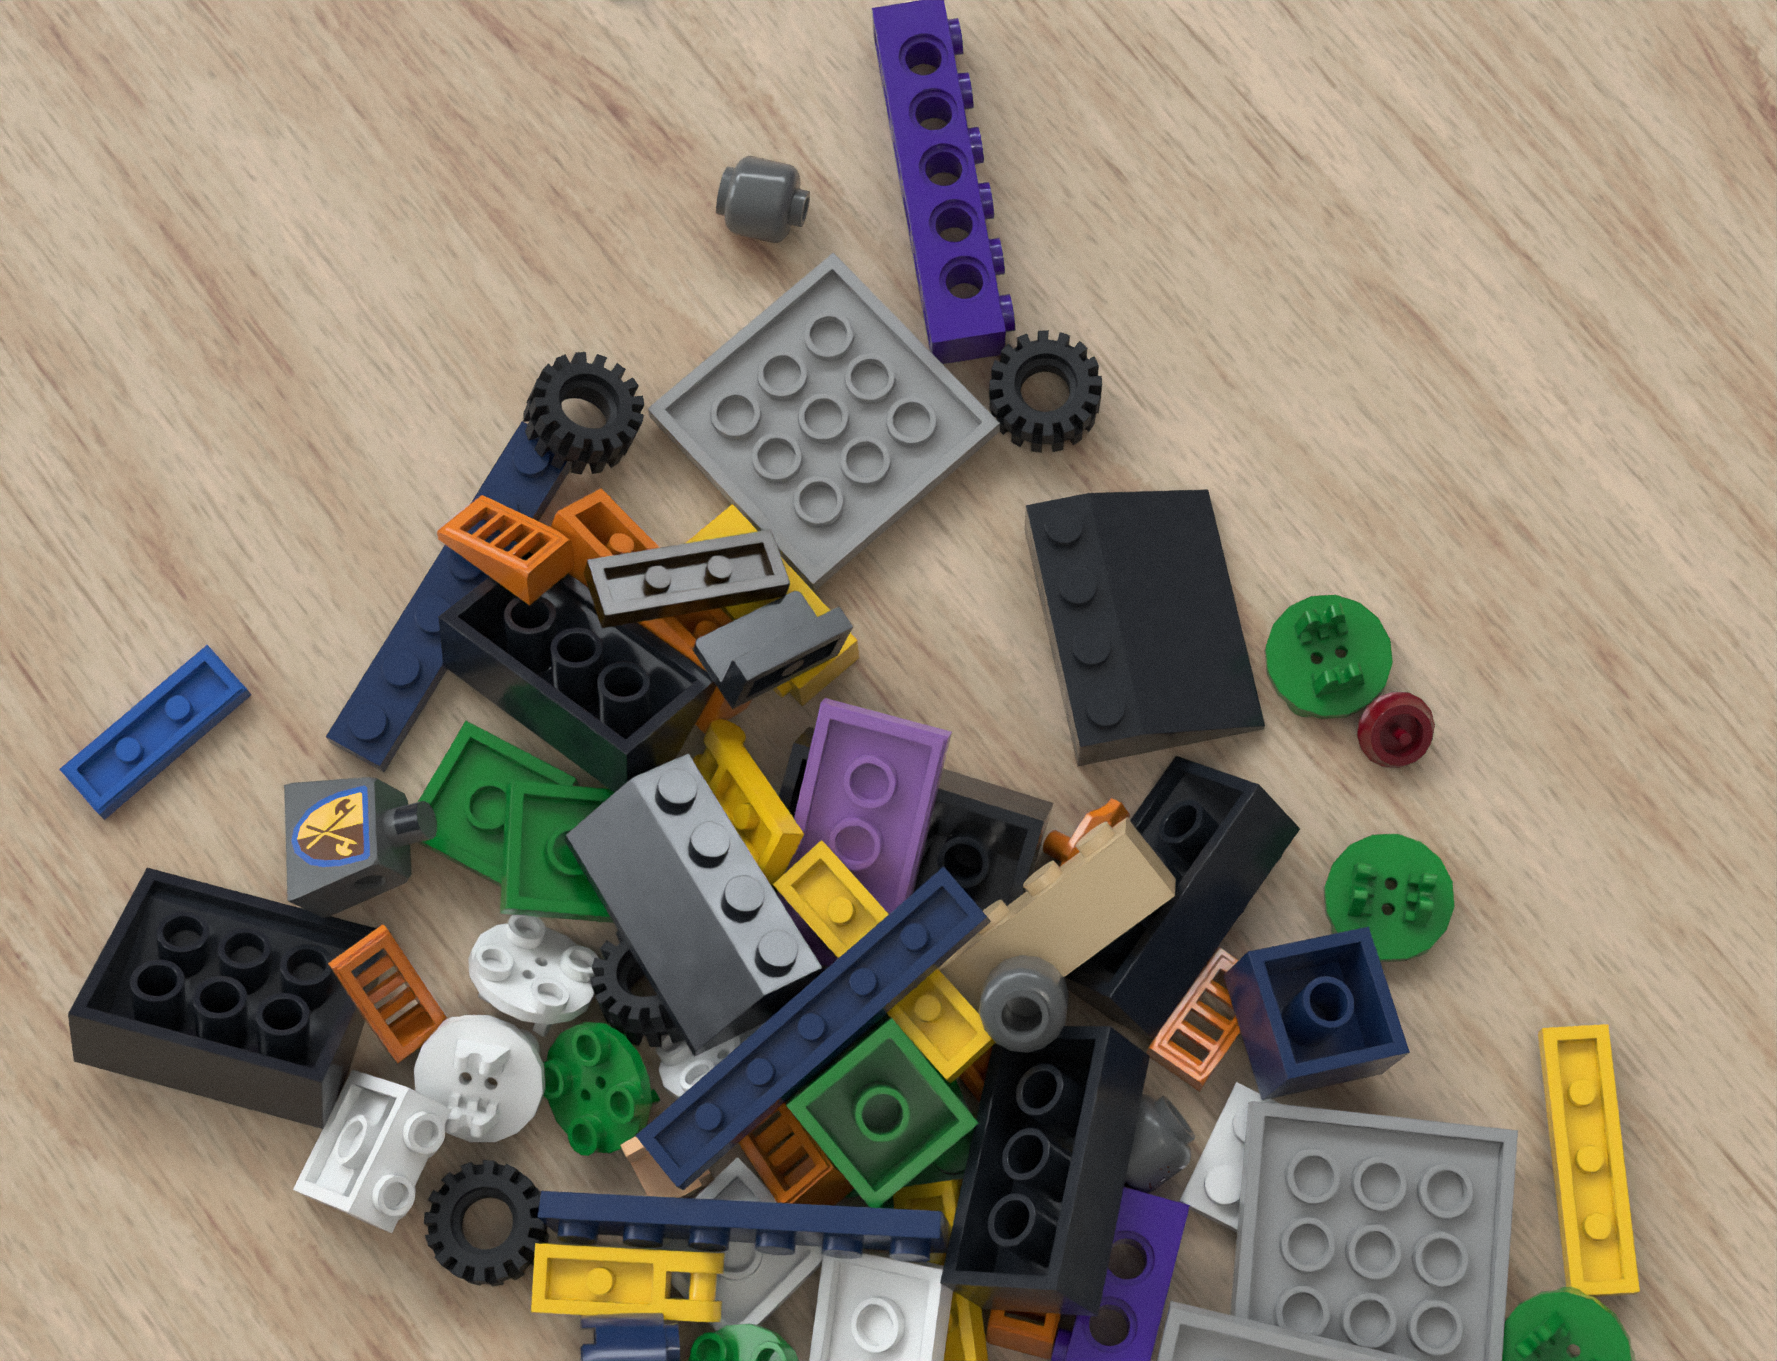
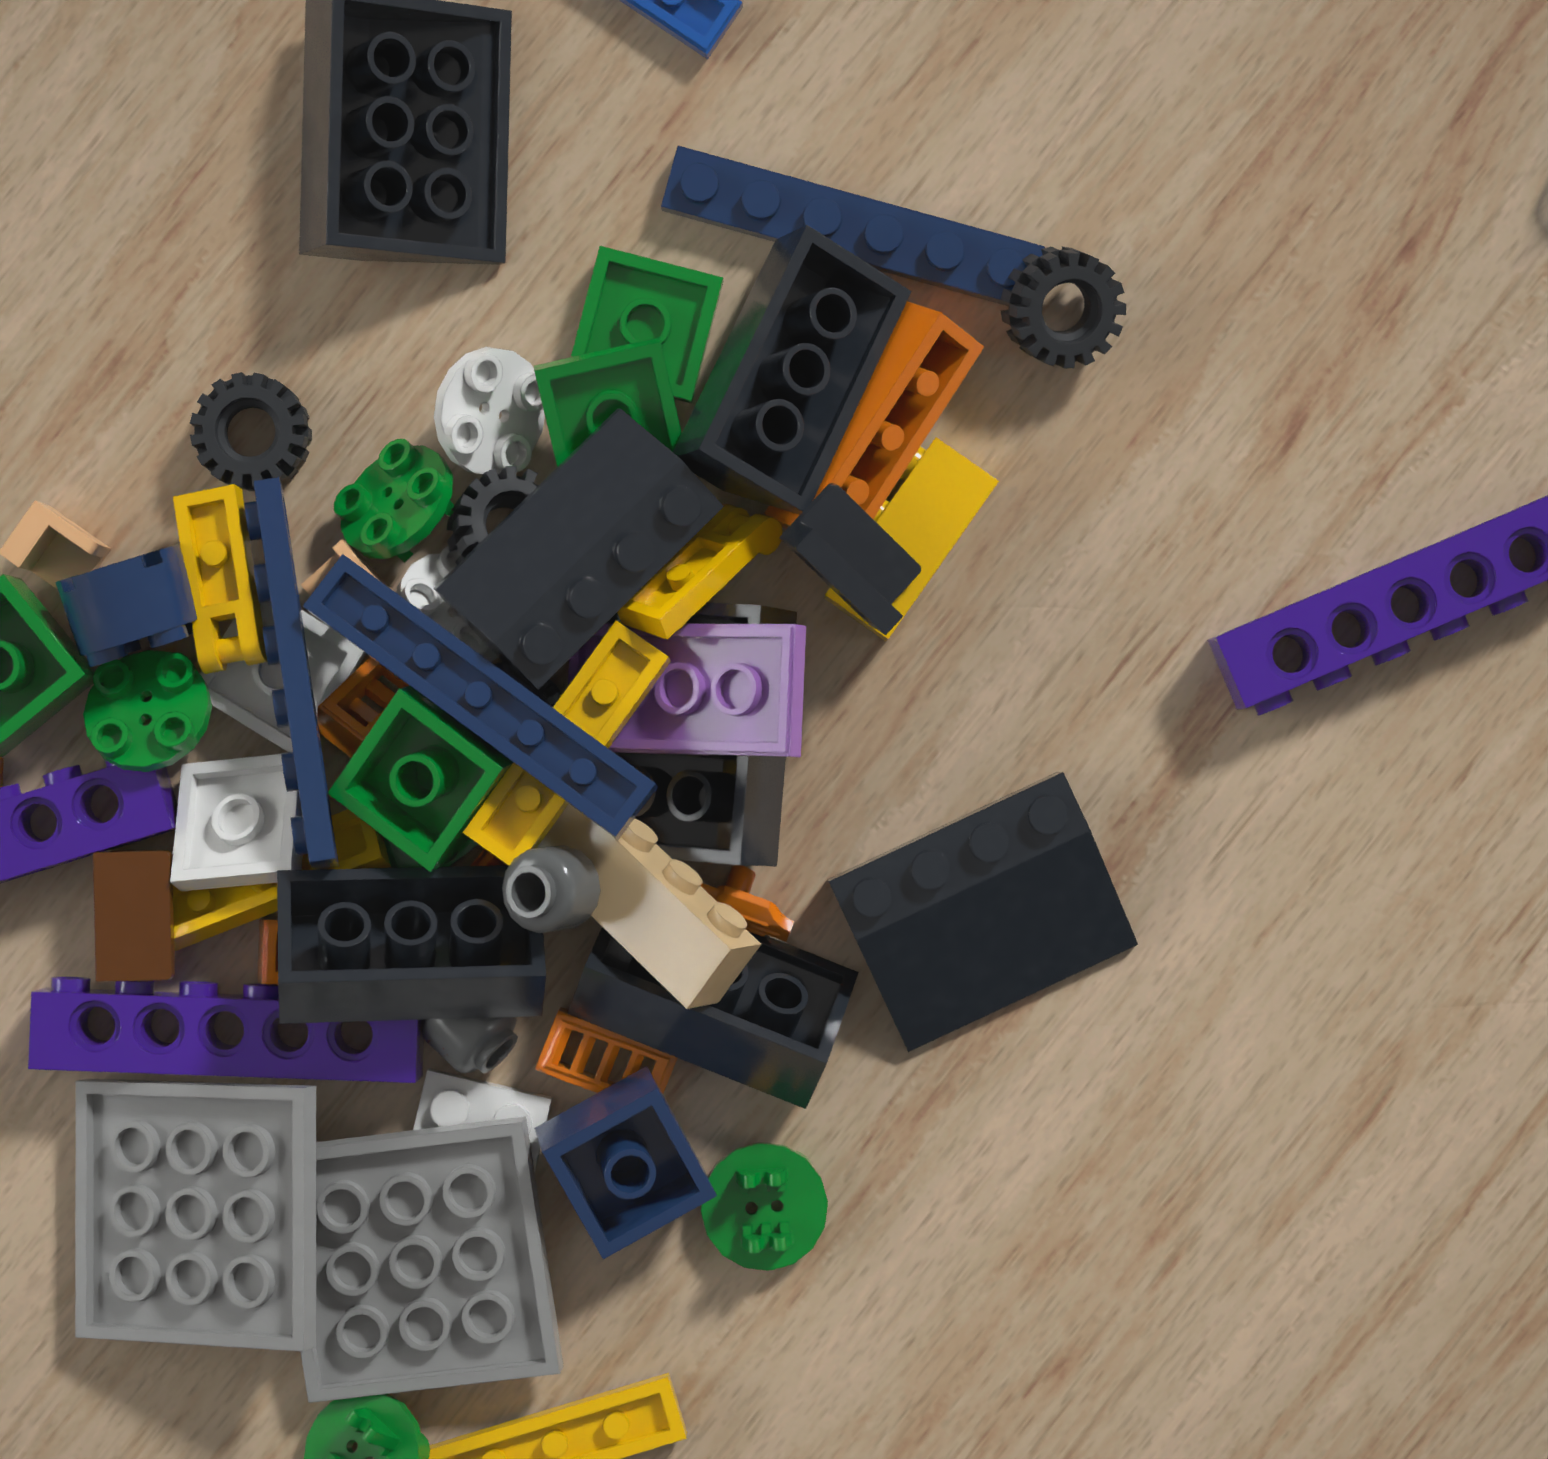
camera: 75 degrees right, 15 degrees up
(349, 841) = (573, 200): dark grey torso -> none
(373, 1150) = (284, 308): white plate -> none
(414, 1026) = (412, 307): orange slope -> none
(484, 1050) = (402, 390): white plate -> none
(526, 579) = (874, 310): orange slope -> none
(686, 578) = (898, 458): plate -> none
(762, 199) = (1337, 425): dark grey head -> none
(824, 420) = (1118, 547): light grey plate -> none
(1053, 357) = (1239, 760): black tyre -> none
(1337, 684) = (965, 1113): green plate -> none
(1395, 729) = (931, 1180): dark red hat -> none

